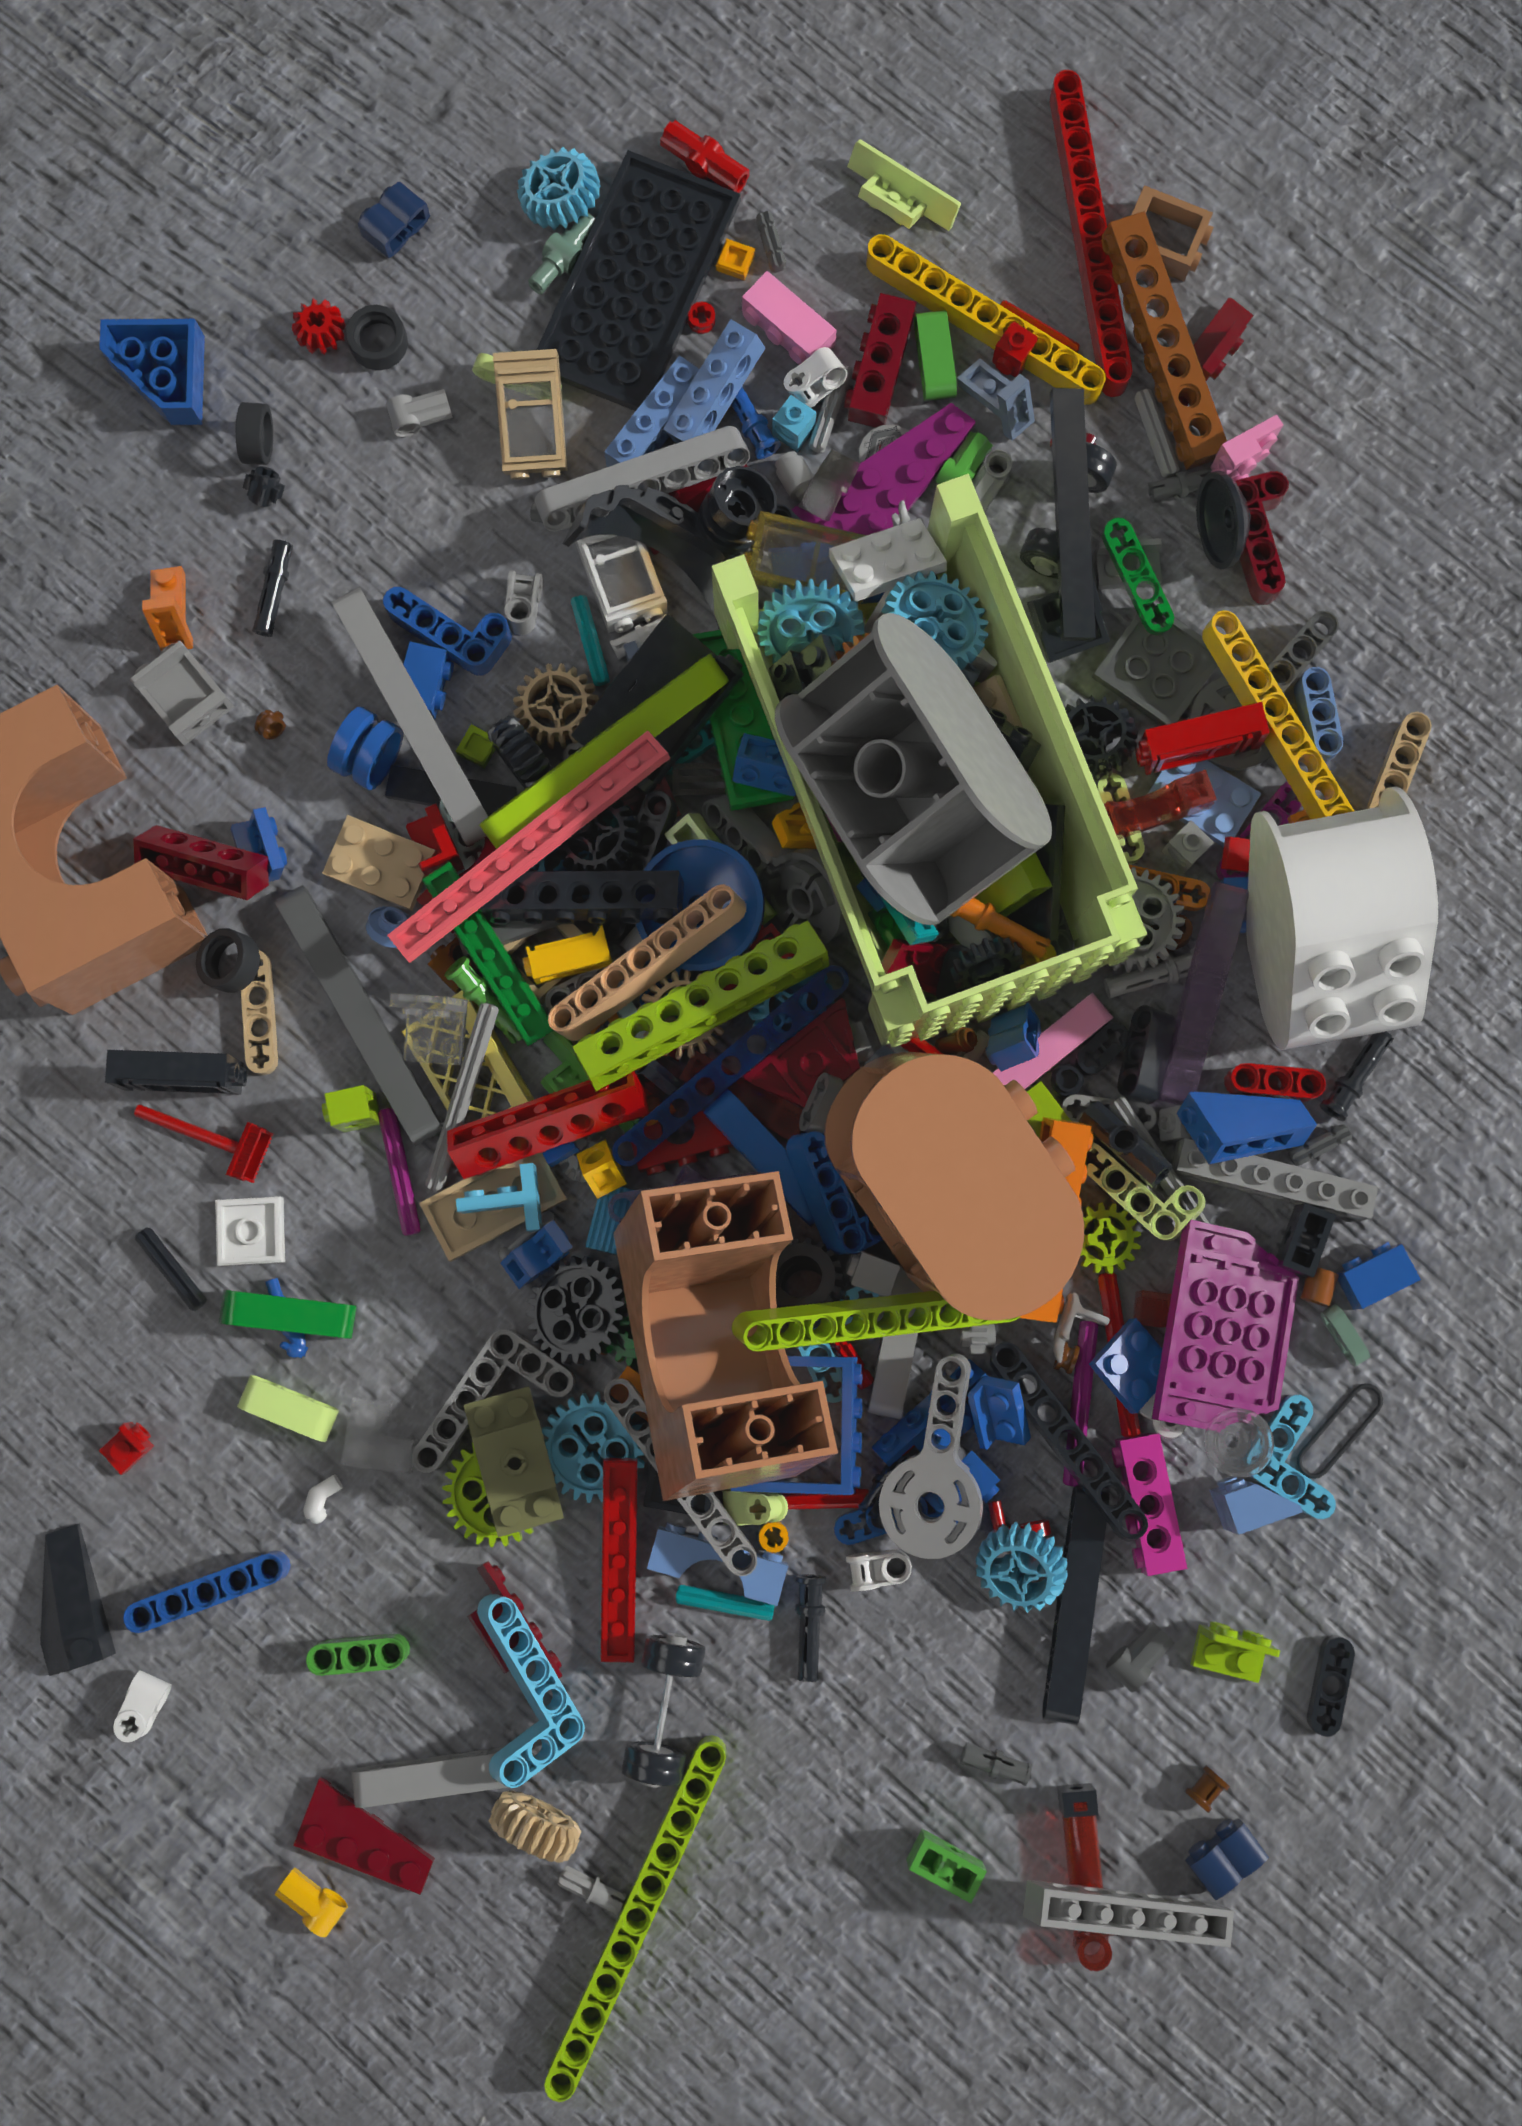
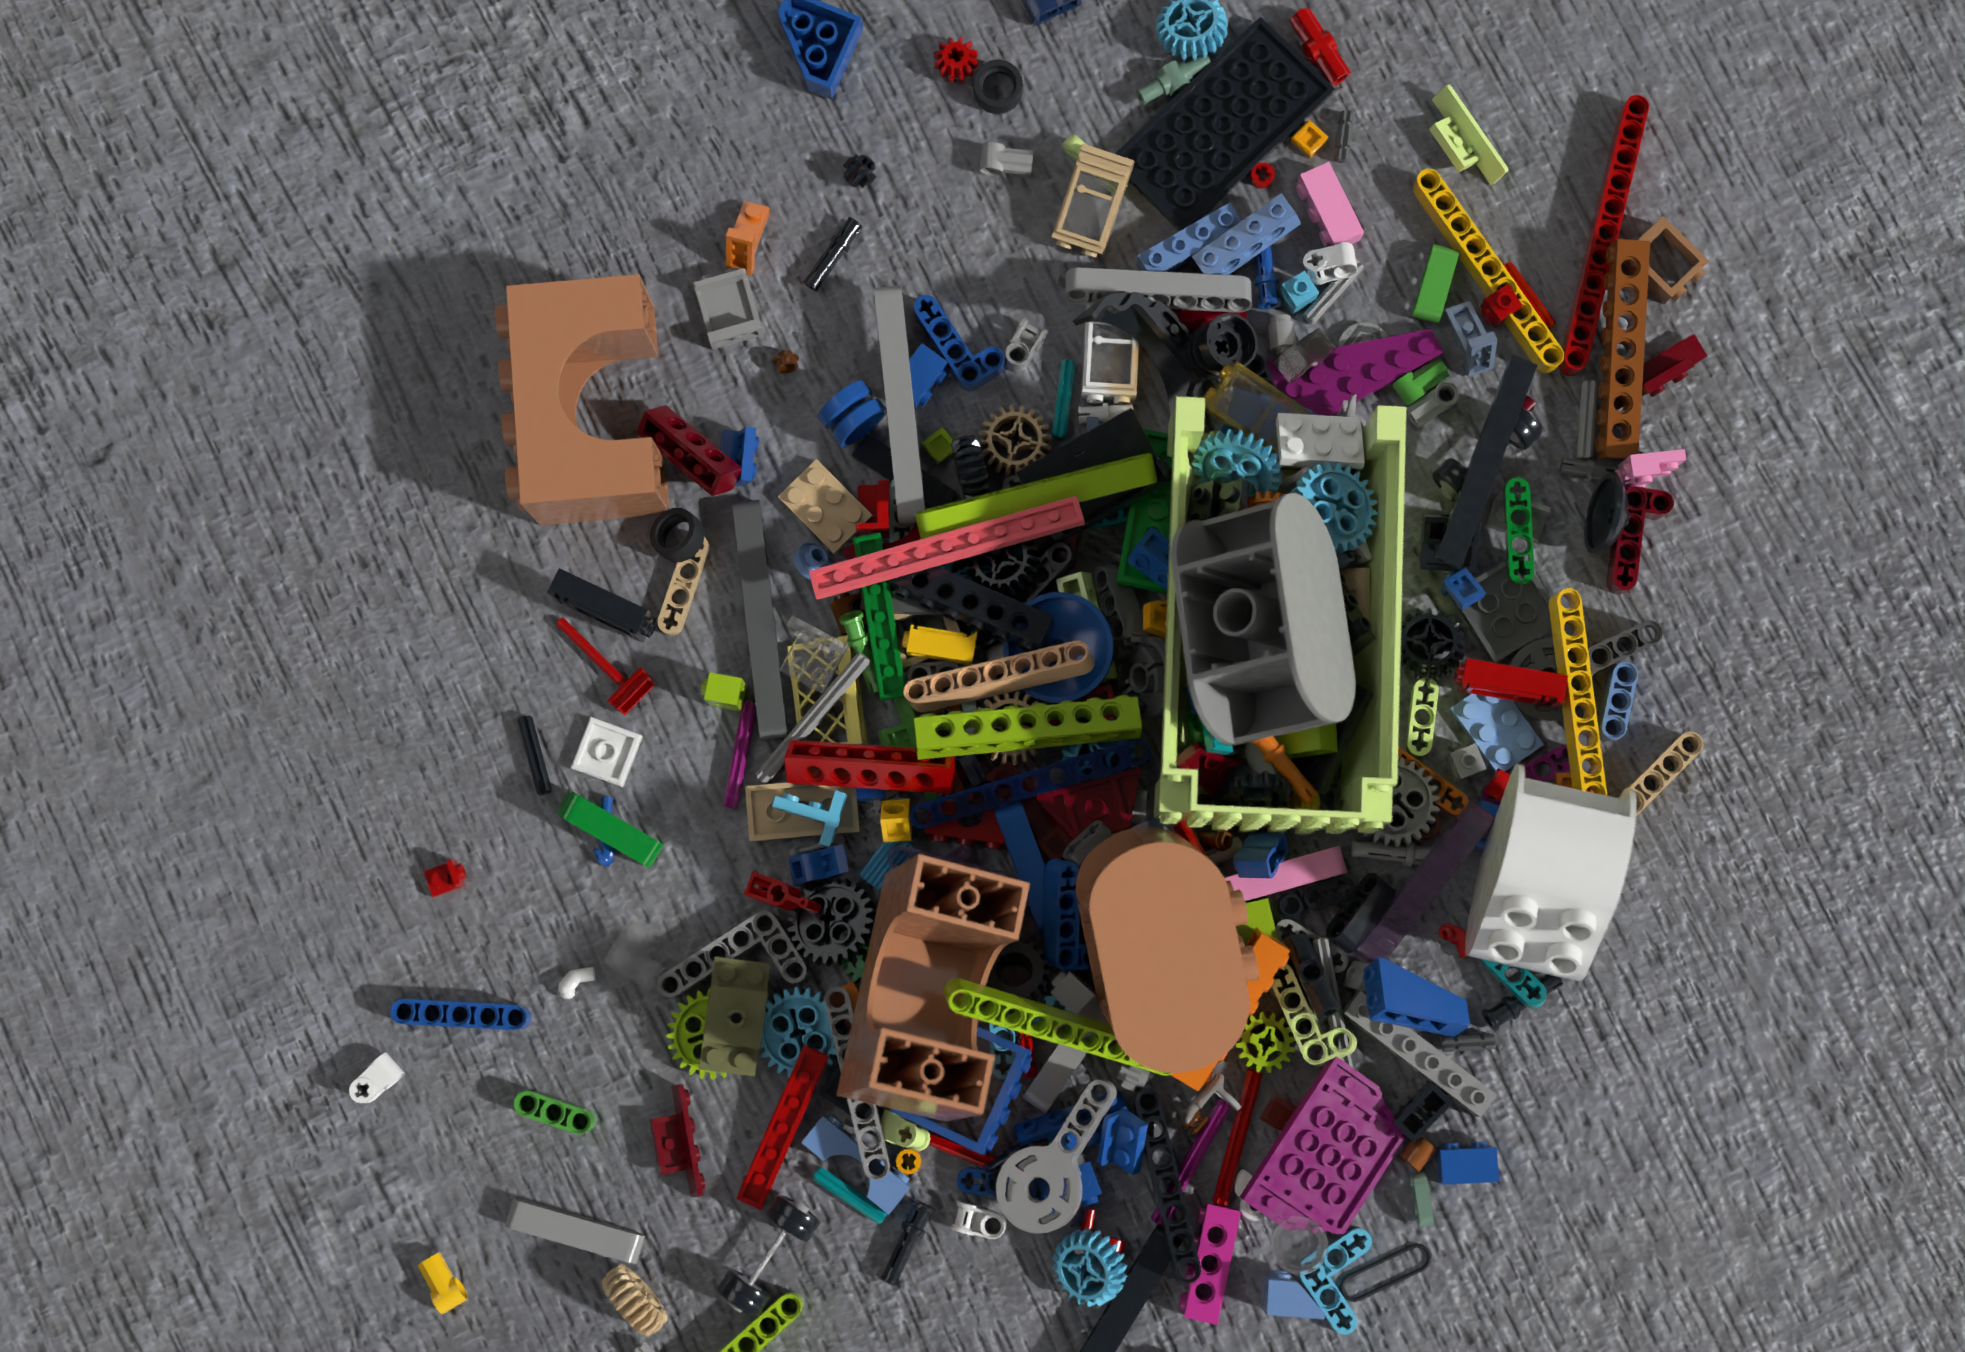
camera: 25 degrees right, 0 degrees up
(72, 1611) = (352, 986): black wedge -> none
(254, 433) = (869, 126): black tyre -> none
(288, 1408) = (579, 901): yellowish green beam -> none
(361, 1840) = (497, 1253): dark red wing -> none
(505, 1305) = (778, 894): none -> red piece
(533, 1688) = (676, 1197): medium azure beam -> none
(889, 314) = (1419, 241): dark red brick -> none
(1104, 662) = (1462, 588): none -> blue bracket
(1130, 1365) = (1241, 1149): blue plate -> none
(1170, 803) = (1450, 722): clear red arch -> none
(1257, 1036) = (1454, 935): none -> red arm
(1289, 1076) = (1466, 978): red beam -> none
(1363, 1052) = (1521, 995): none -> teal beam

